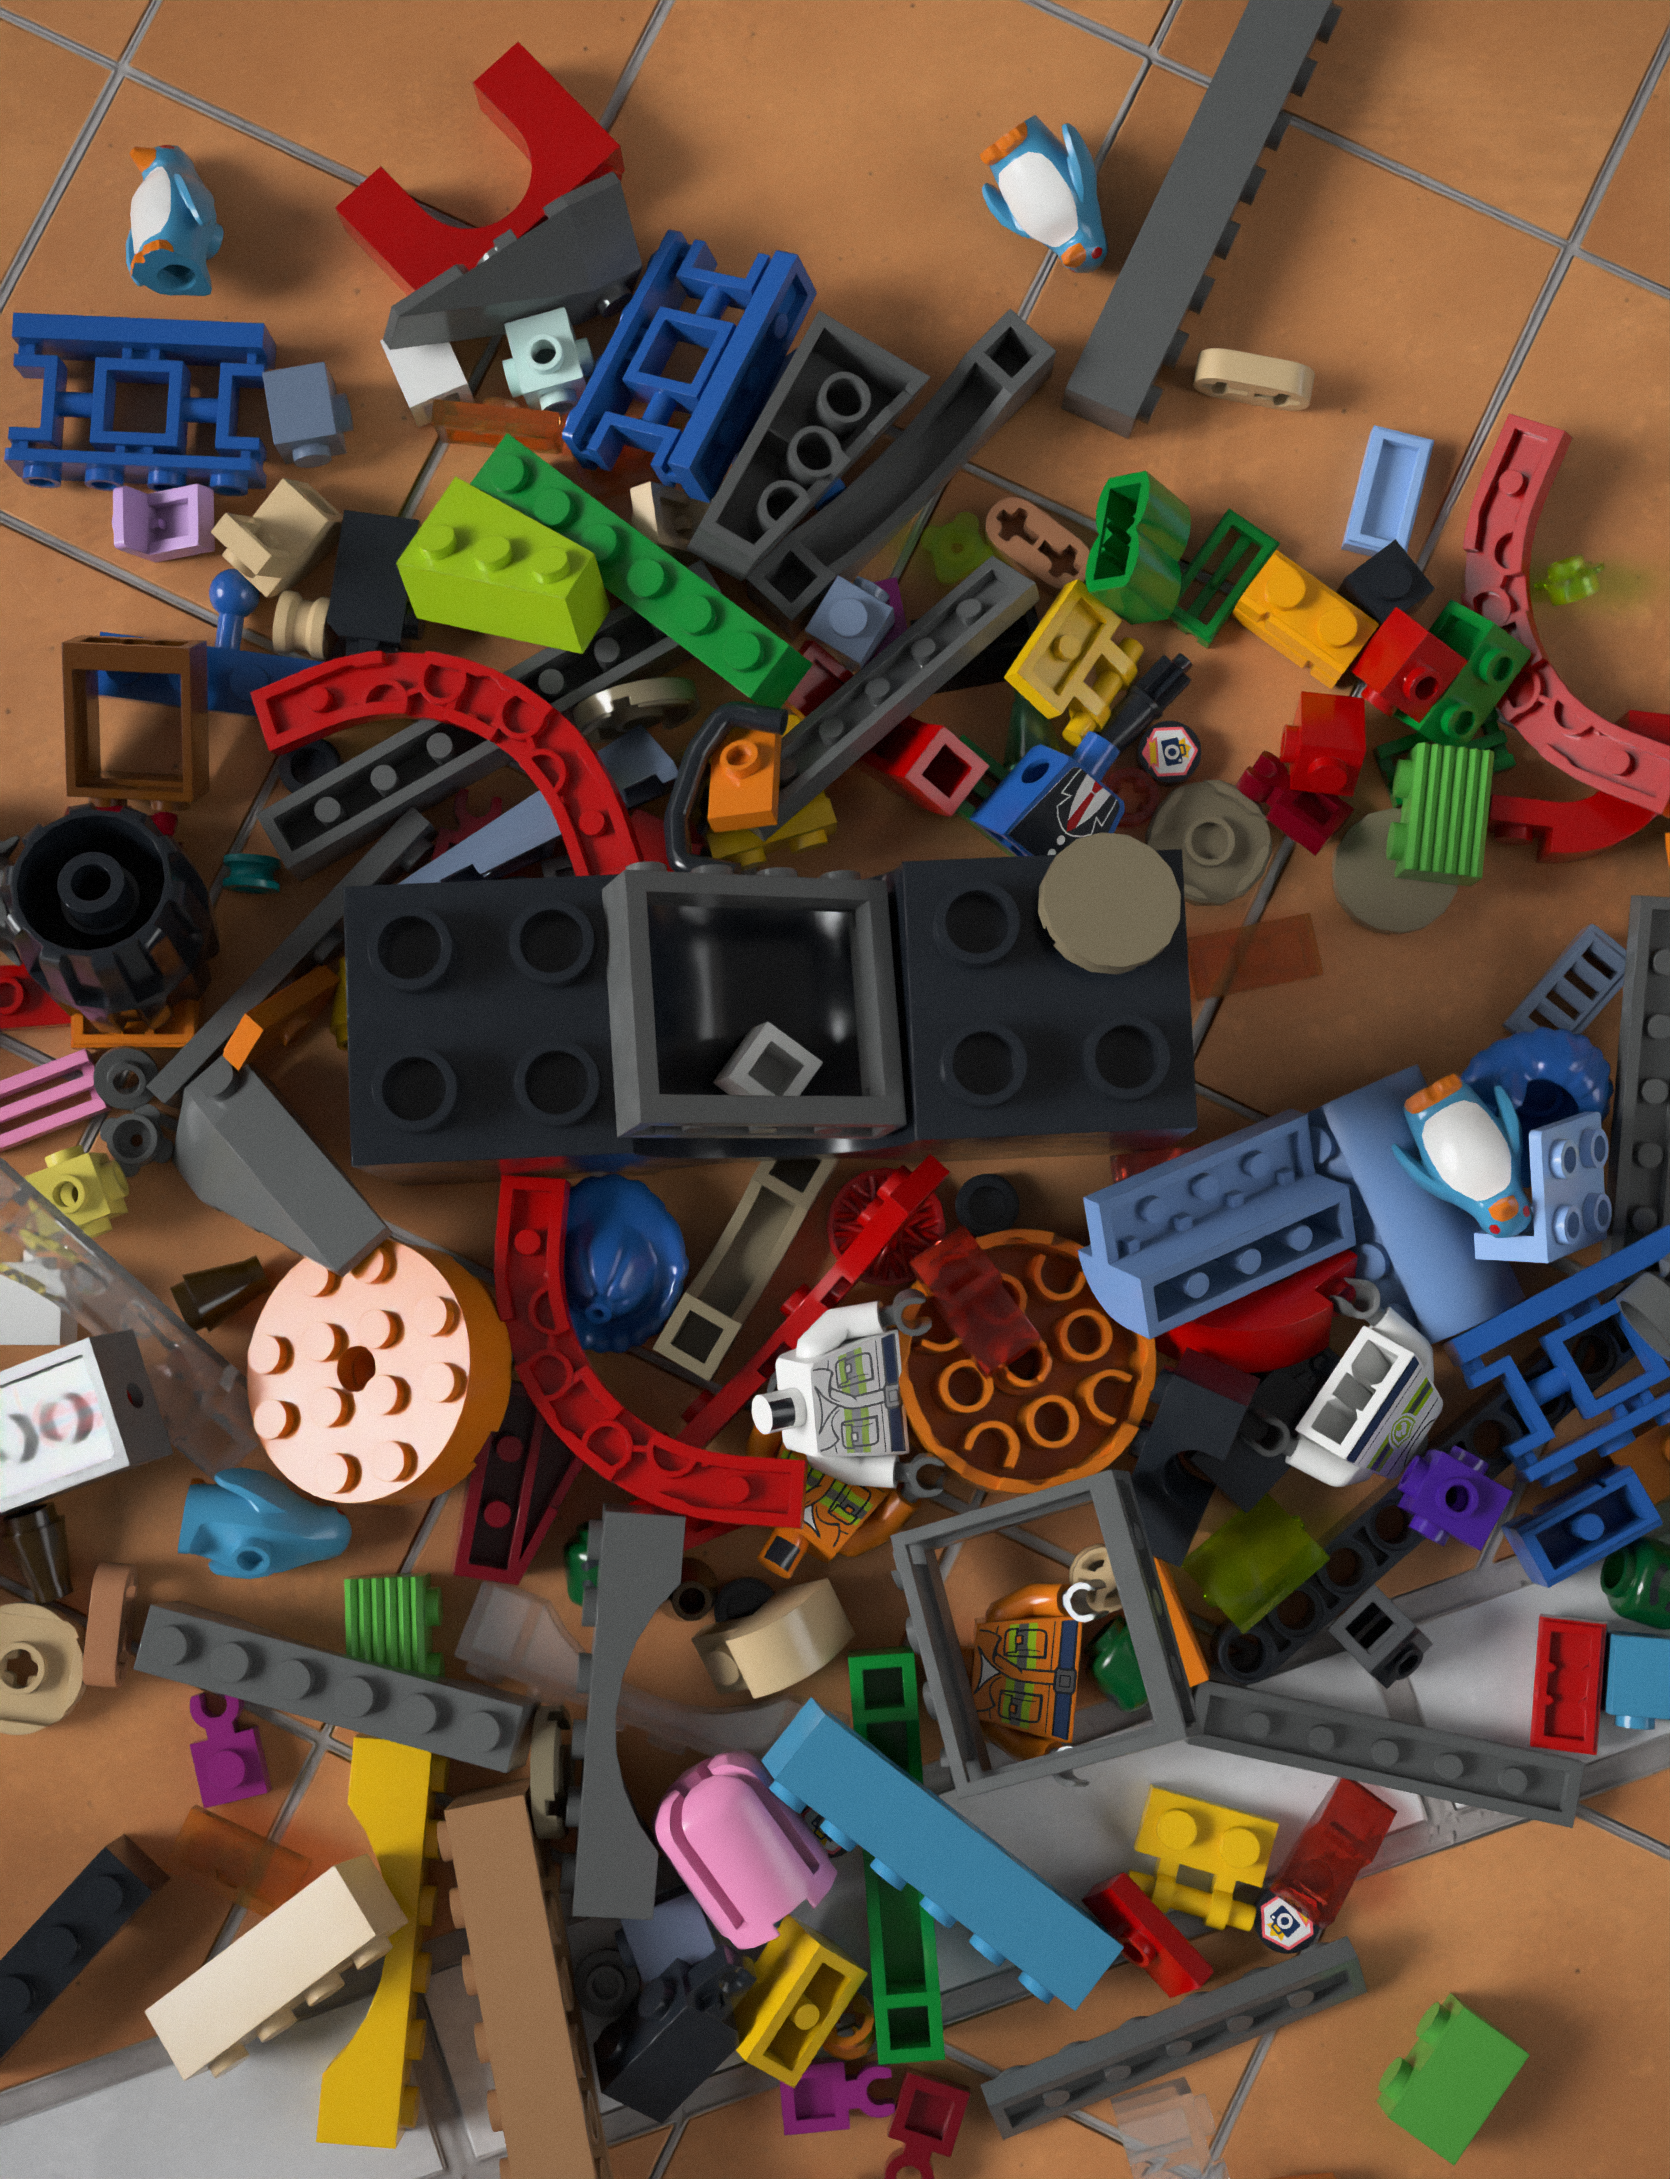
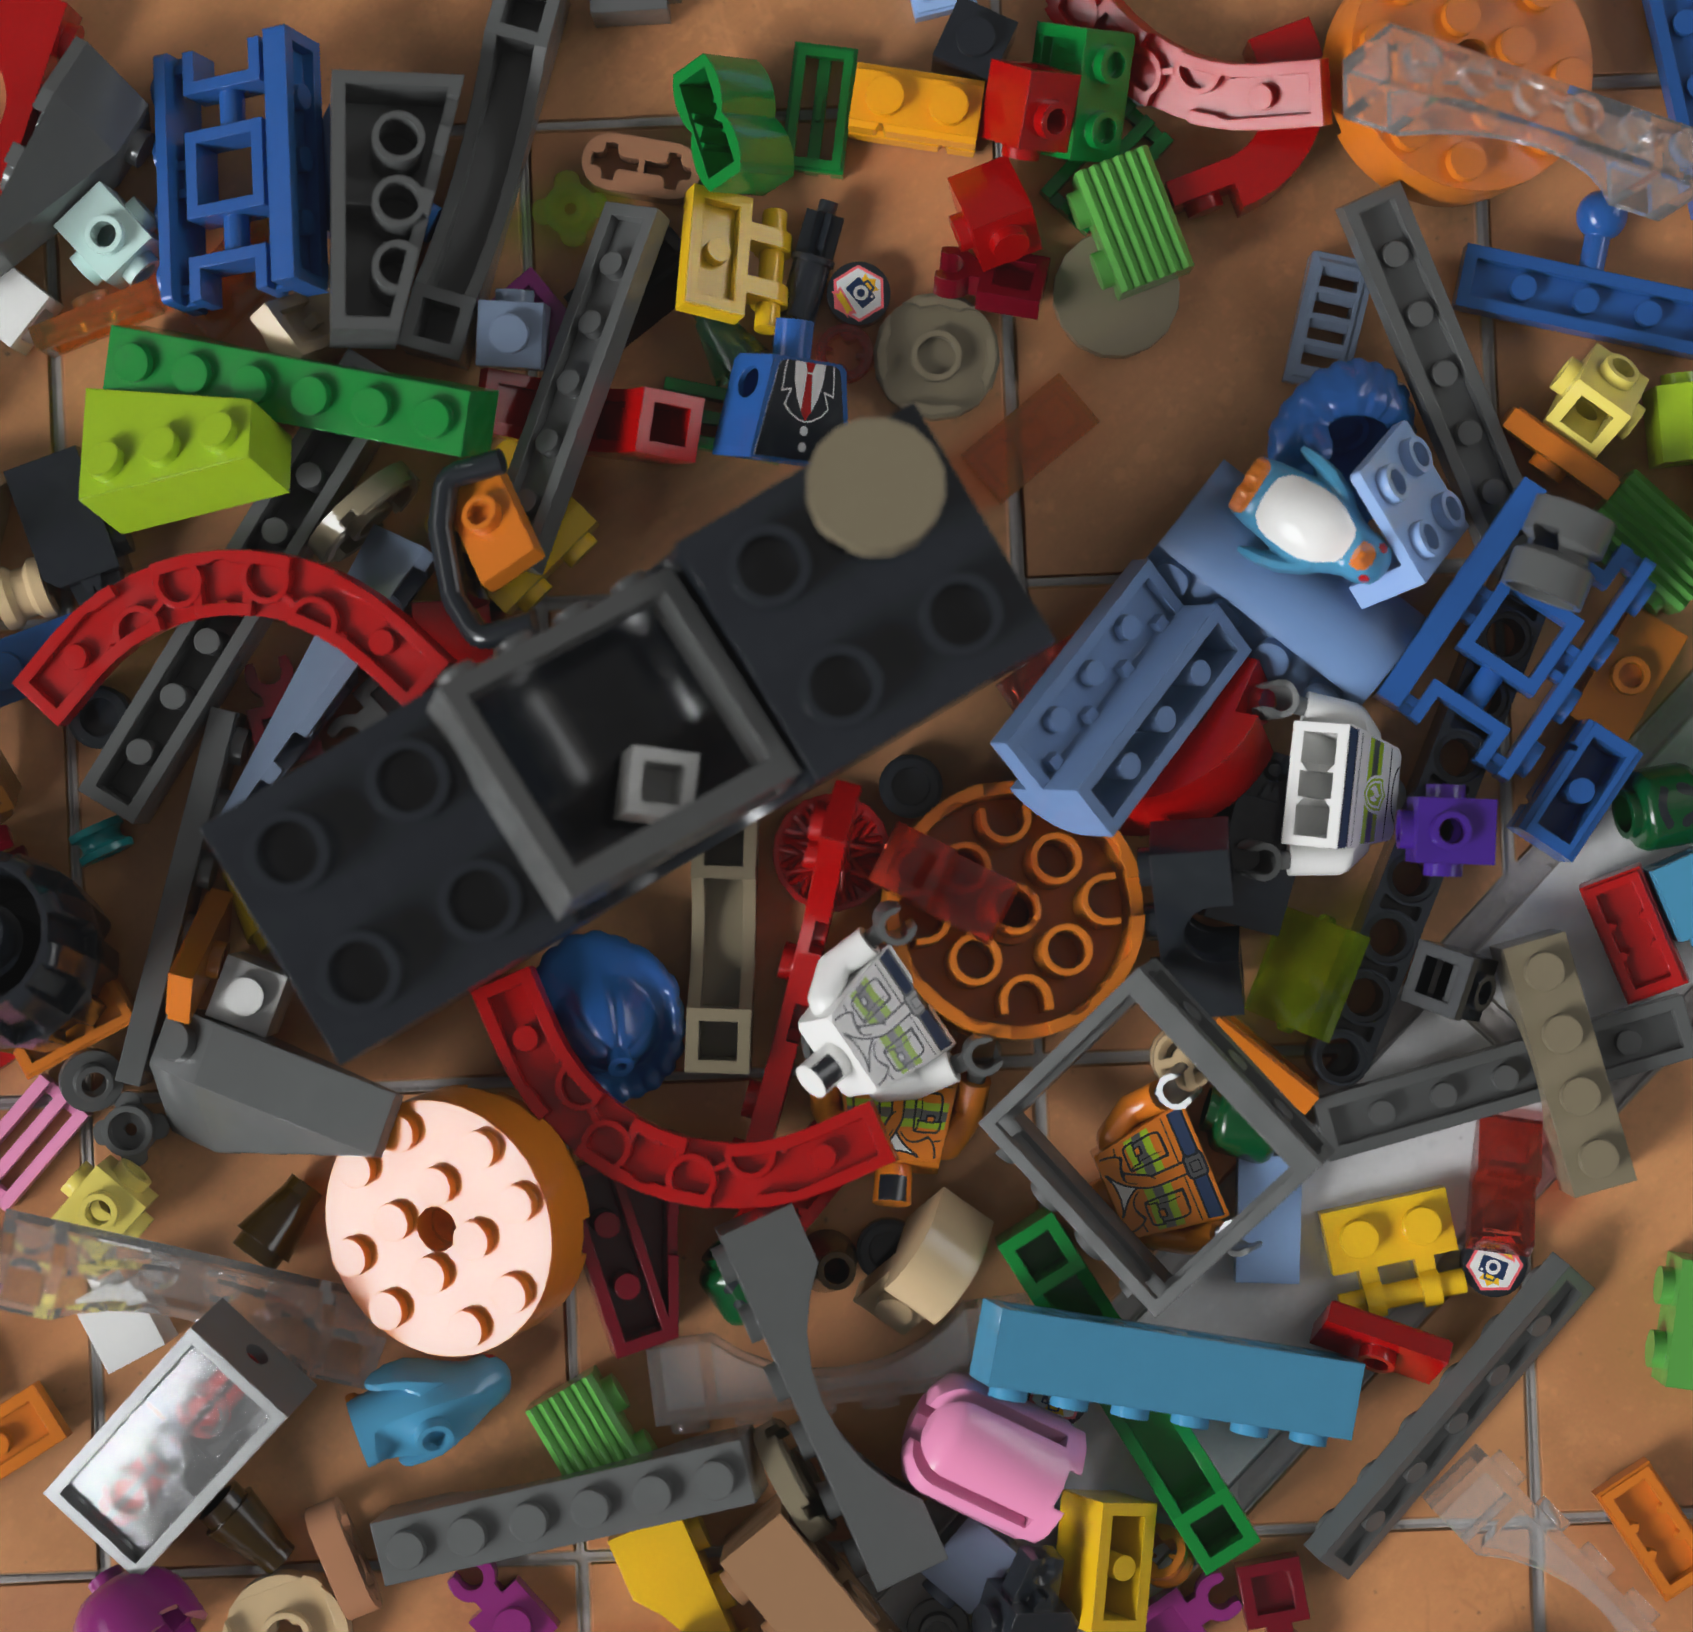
camera: 30 degrees left, 5 degrees up
(307, 1077) = (251, 994): none -> white brick
(1096, 1805) = (1279, 1231): none -> light blue tile
(1439, 1816) = (1573, 1086): none -> dark tan arch

